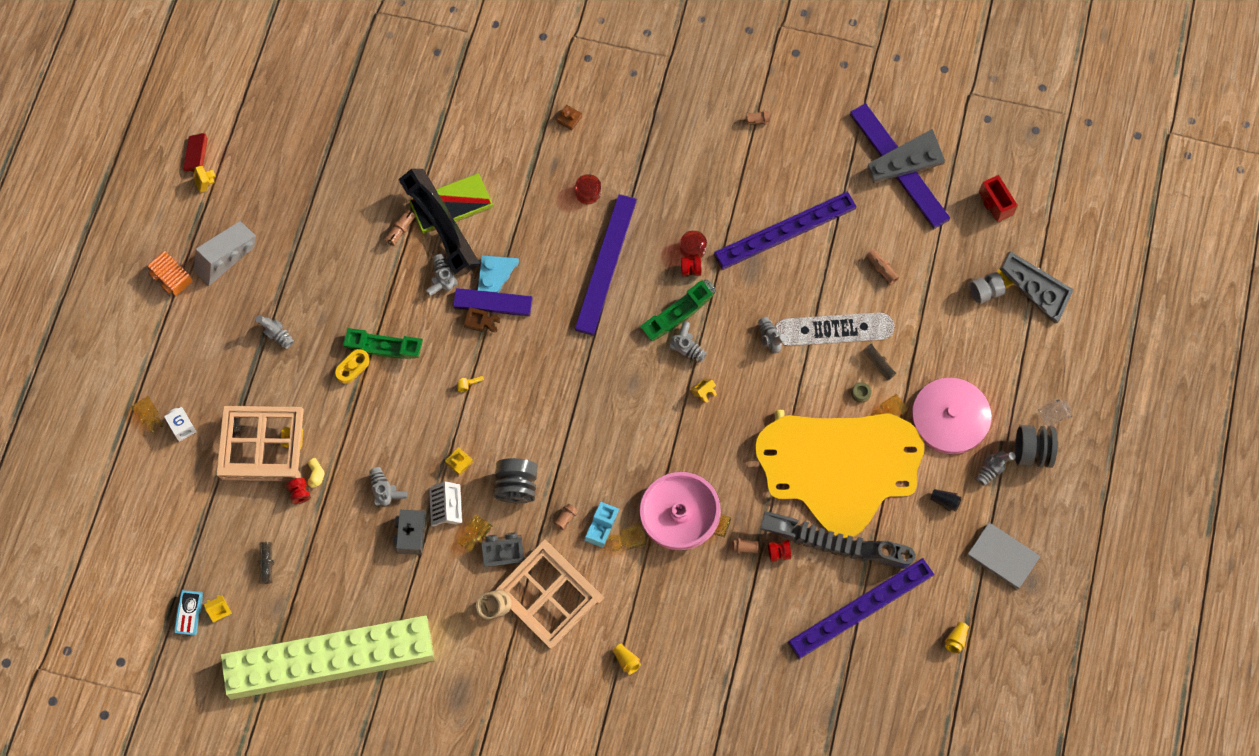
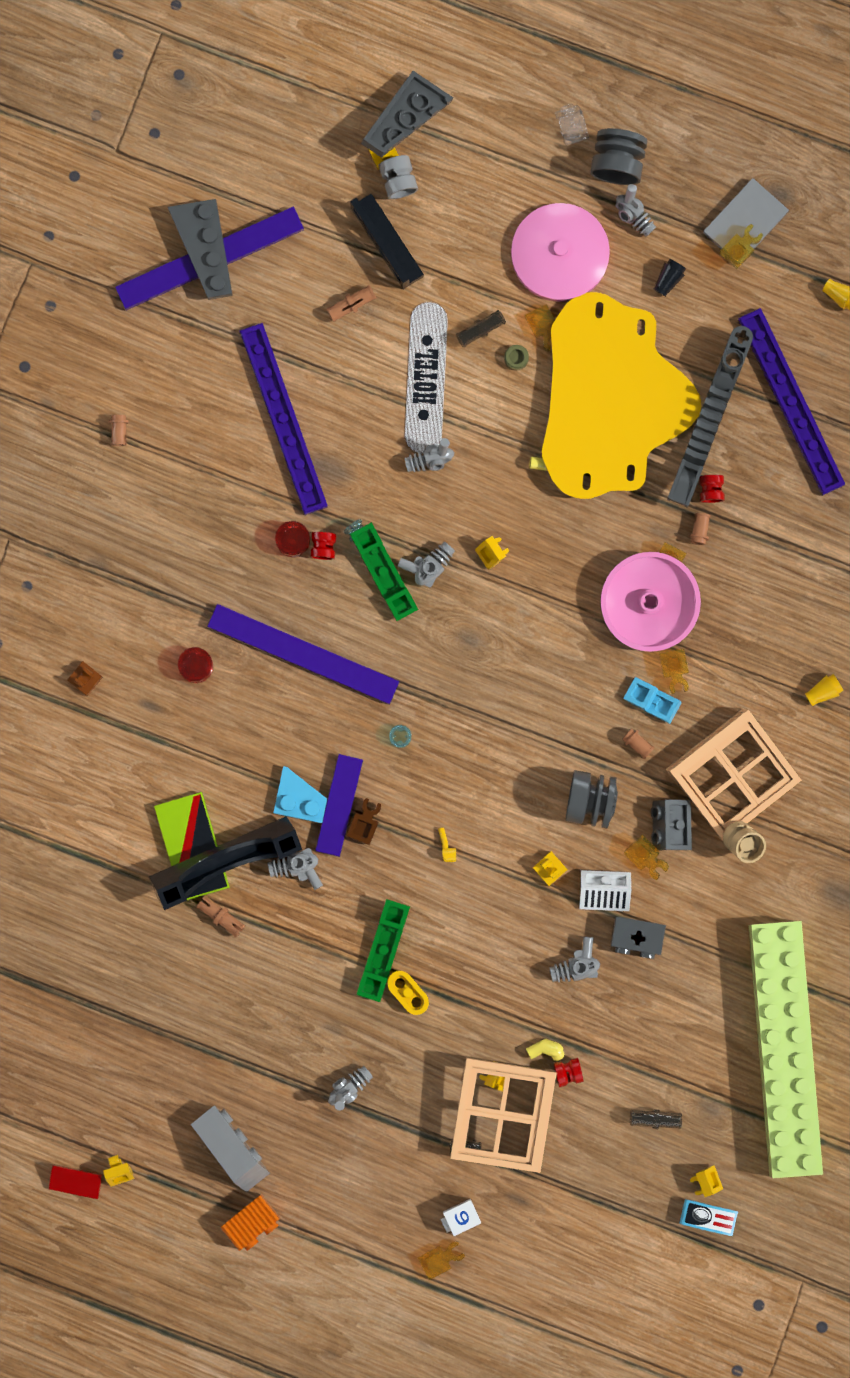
camera: 80 degrees left, 15 degrees up
(550, 333) = (400, 744): none -> clear light blue bush
(935, 286) = (386, 240): none -> black fence
(979, 548) = (739, 248): none -> clear yellow plate
(997, 198) = (278, 141): red brick -> none

